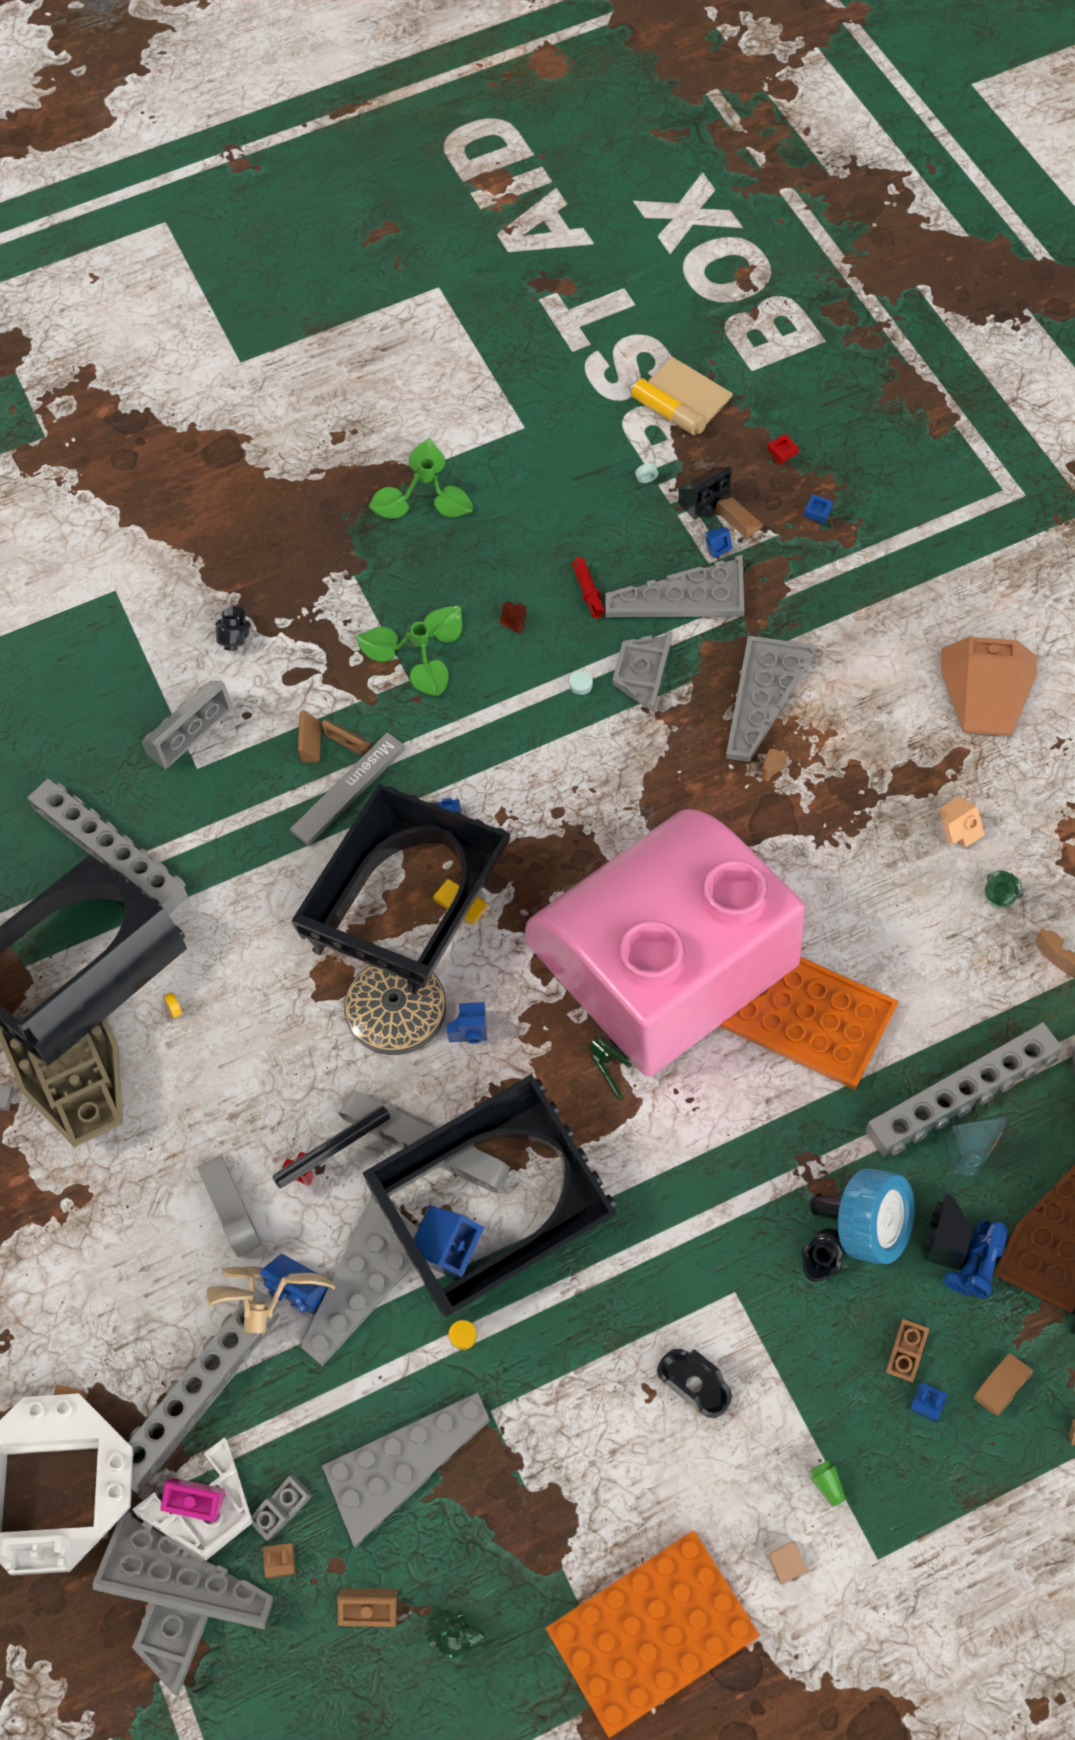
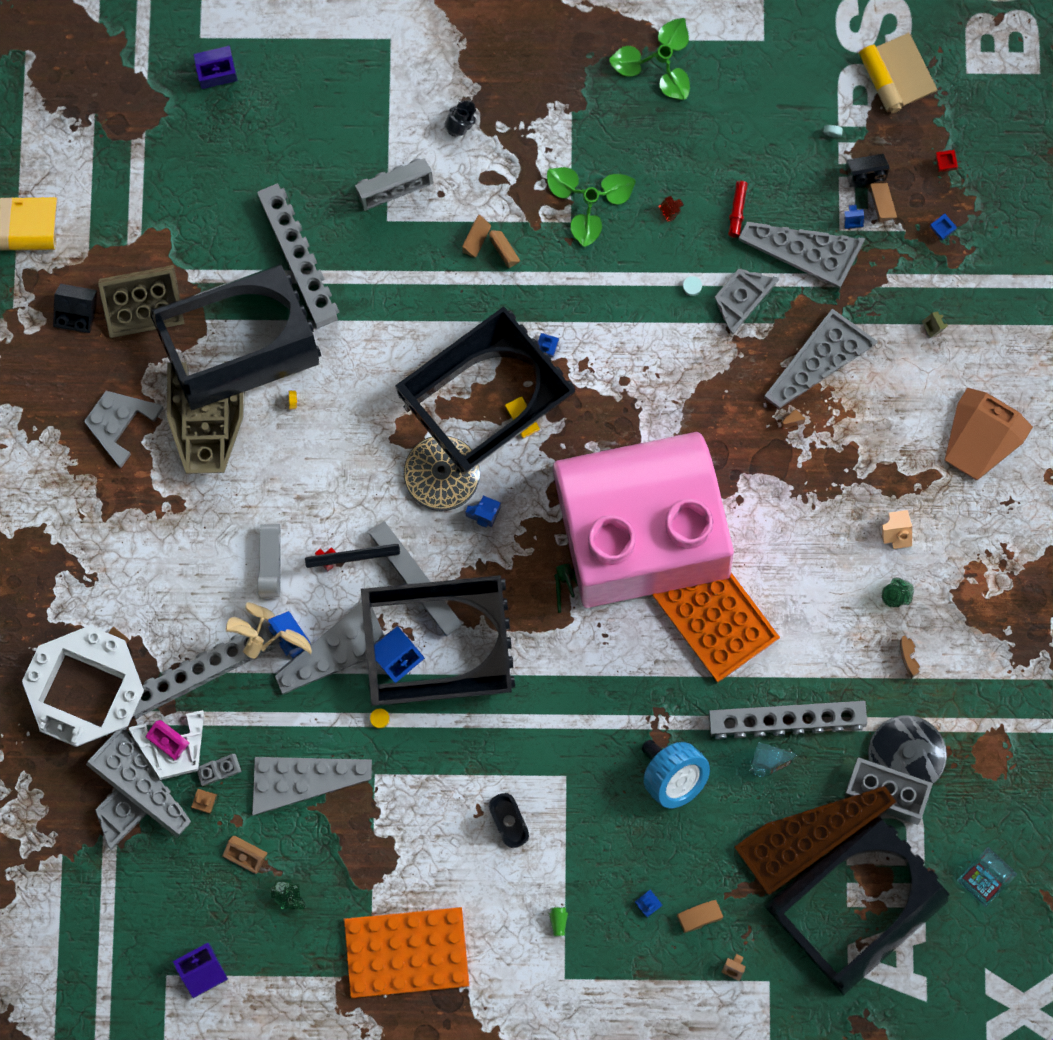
camera: 25 degrees right, 15 degrees up
(347, 789) = (485, 291): light grey tile -> none
(787, 1562) = (507, 953): medium nougat slope -> none
(823, 1255) = (630, 782): black head -> none
(866, 603) = (934, 324): none -> olive tile
(907, 1350) = (653, 866): medium nougat slope -> none
(950, 1236) = (718, 810): black slope -> none
(984, 1246) = (734, 830): blue piece -> none

